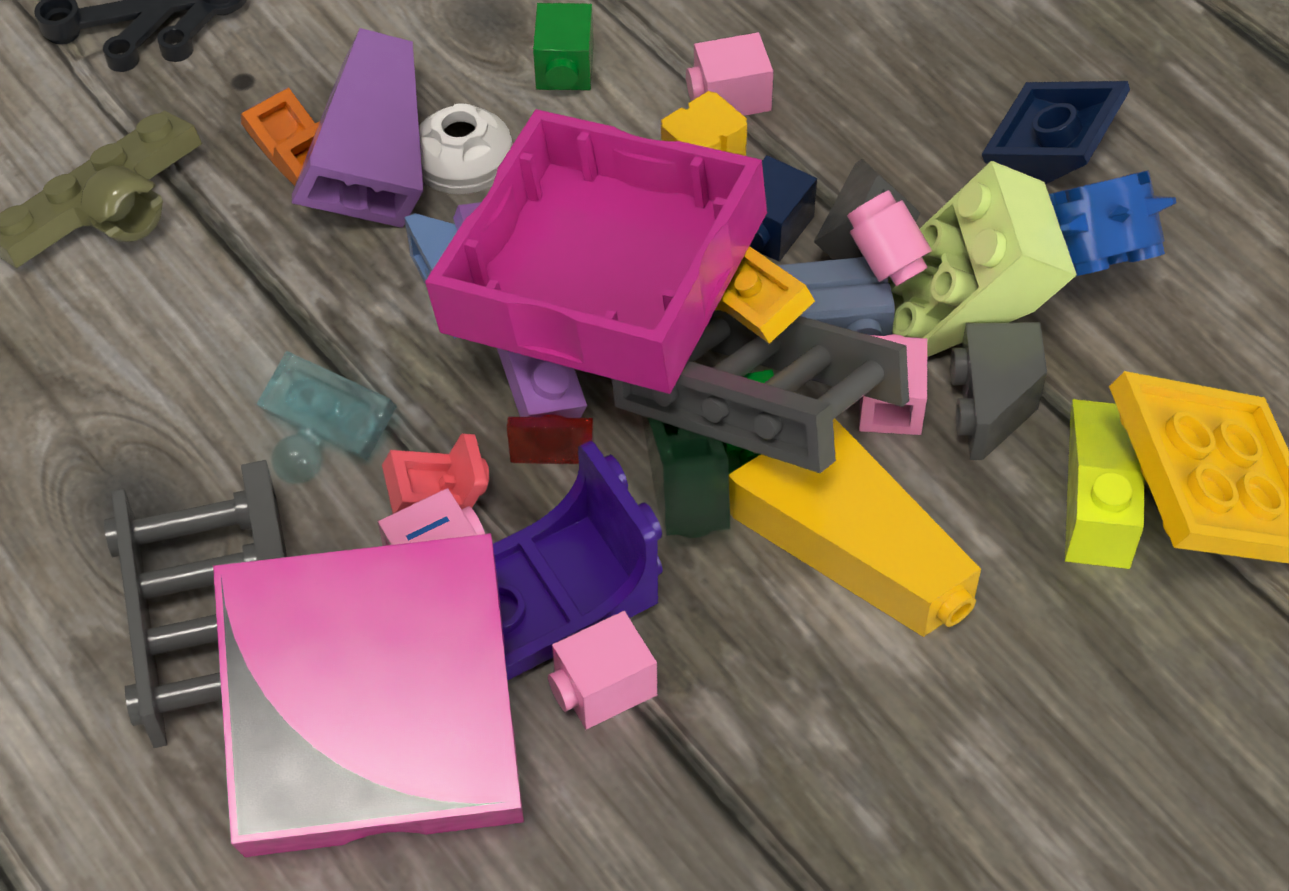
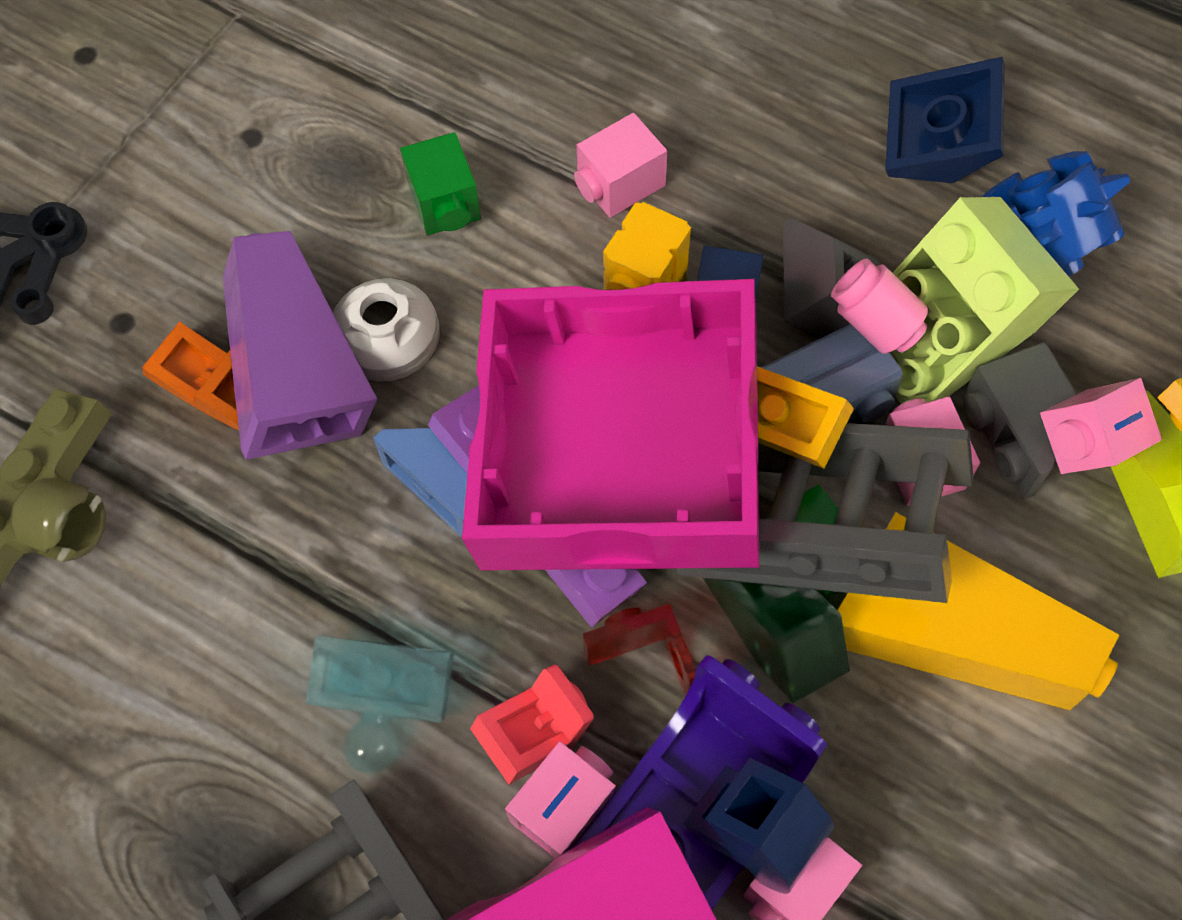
camera: 20 degrees left, 10 degrees up
(578, 583) = (762, 823): none -> dark blue brick
(1047, 397) = (1101, 426): none -> bright pink brick

